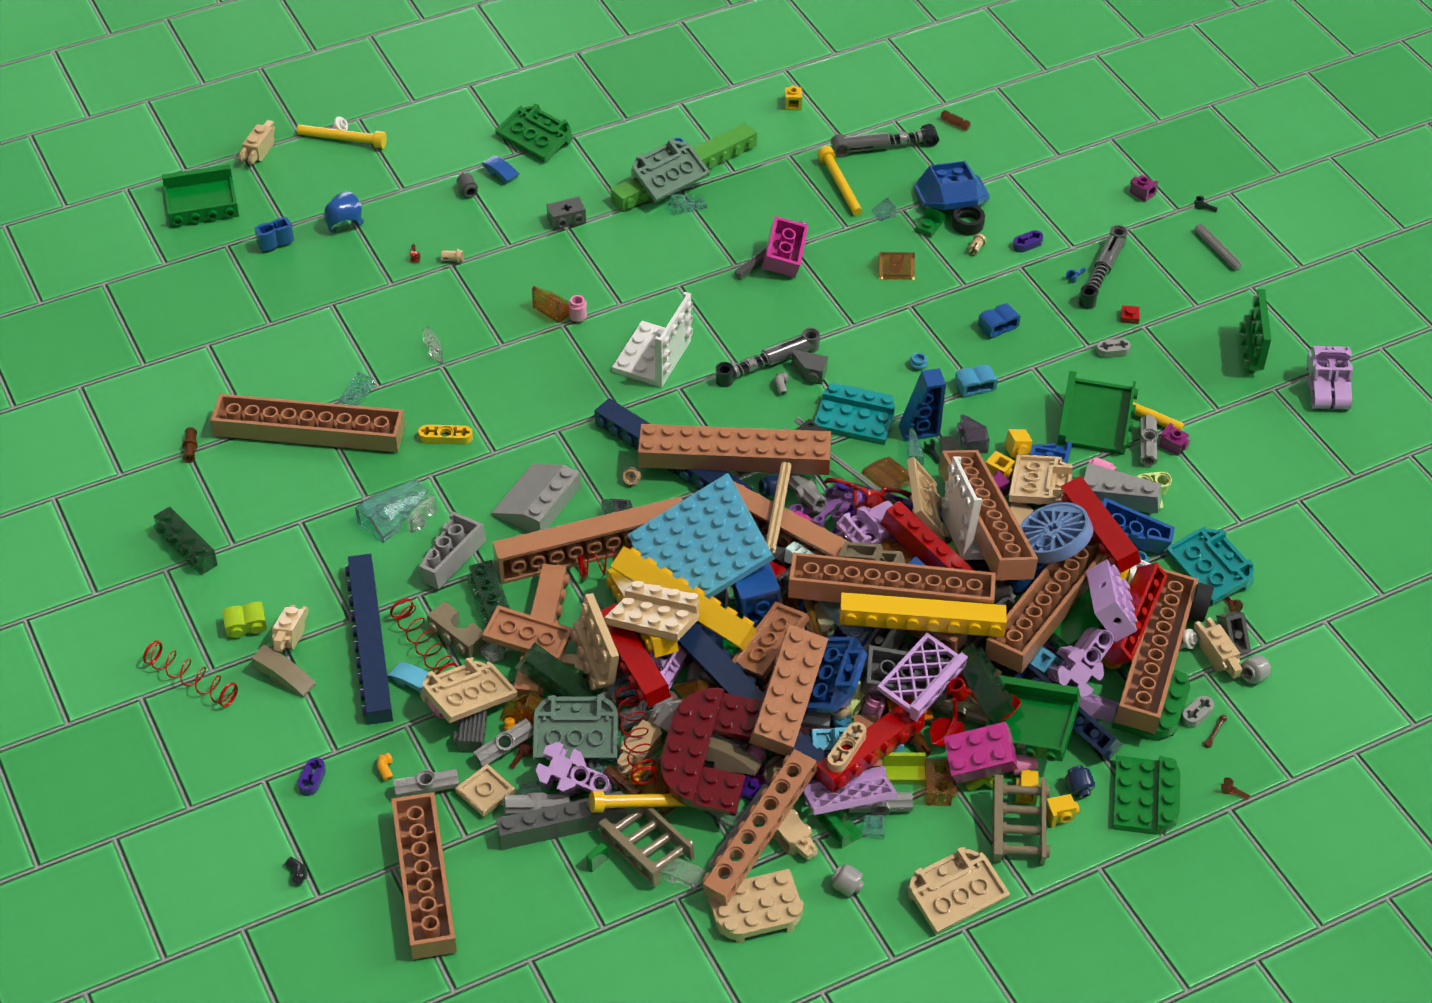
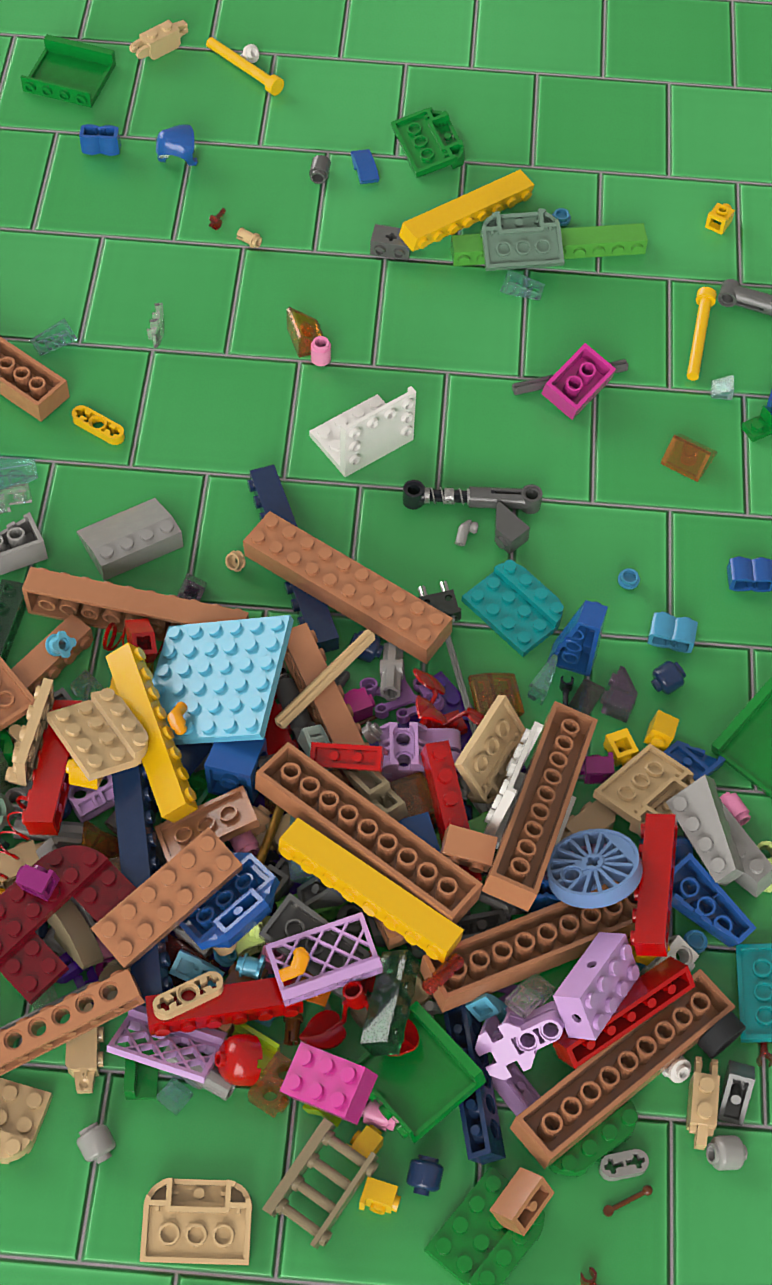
camera: 30 degrees right, 10 degrees up
(557, 583) = (60, 644): none -> medium azure brick
(608, 167) = (466, 210): none -> yellow brick
(612, 545) = (142, 635): none -> red slope
(687, 725) = (37, 880): none -> magenta brick
(698, 579) = (176, 719): none -> light orange arm
(835, 527) = (372, 732): none -> light grey plate
(841, 542) = (348, 756): none -> red panel
(868, 714) = (250, 966): none -> medium azure brick
(909, 773) = (239, 1059): none -> red cylinder
(911, 686) = (298, 965): none -> light orange arm
(966, 556) = (469, 848): none -> nougat brick
(995, 409) = (668, 677): none -> dark blue head
(1010, 641) = (442, 974): none -> clear red axle
(1069, 634) = (529, 995): none -> clear slope
(1103, 478) = (705, 825): none -> light grey wedge
(1156, 757) = (522, 1201): none -> nougat brick

